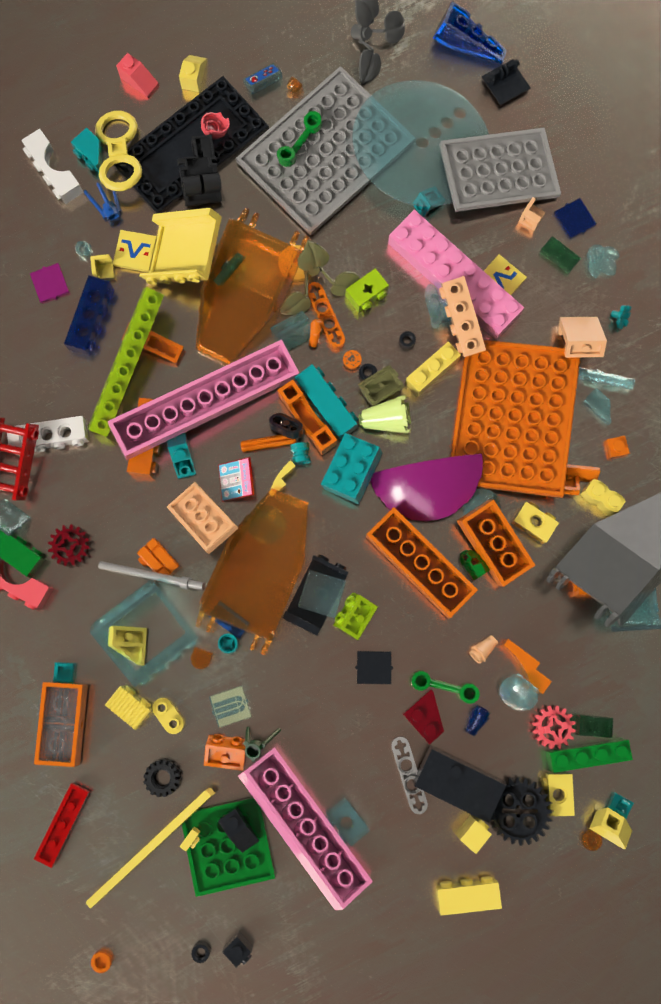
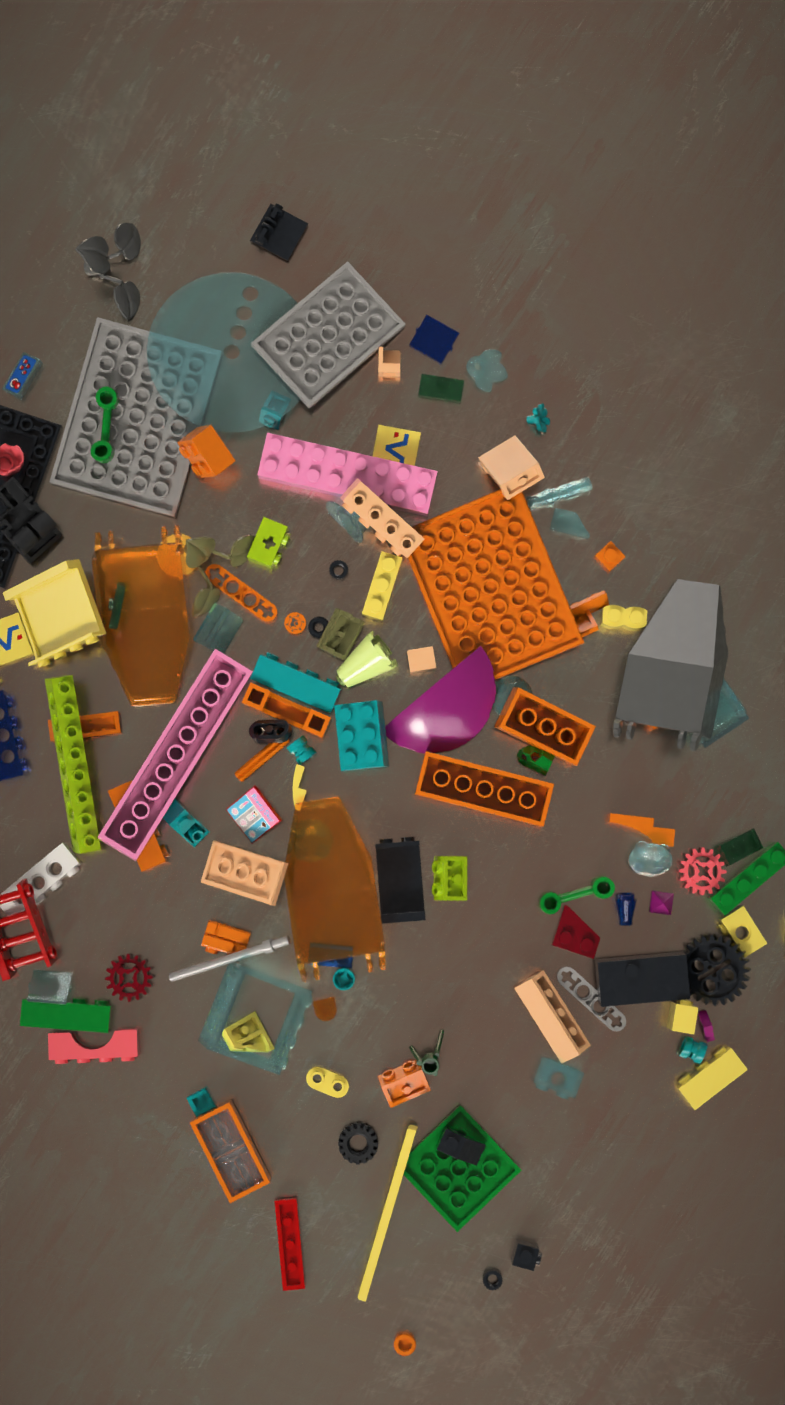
camera: 30 degrees left, 5 degrees up
(129, 706) = (285, 1096): light yellow brick -> none
(191, 839) = (421, 1182): light yellow plate -> none
(230, 706) = (381, 1037): clear light blue piece -> none
(293, 82) = (61, 363): clear orange hinge -> none
(305, 829) = (522, 1107): bright pink brick -> none
(315, 329) = (242, 617): orange arm -> none
(321, 594) = (405, 876): clear light blue plate -> none
(361, 196) = (205, 451): none -> orange brick
(369, 765) = (550, 1016): none -> light nougat brick
(373, 667) = (498, 917): black piece -> none
(430, 439) = (421, 660): none -> light nougat panel
(464, 35) = (204, 205): clear blue wedge -> none
(466, 865) = (693, 1049): none -> teal wheel
(483, 649) = (592, 837): light nougat cone -> none
(489, 852) = (707, 1026): none -> magenta tile
(507, 732) = (661, 902): none -> magenta slope
(523, 522) = (559, 686): light yellow brick -> none

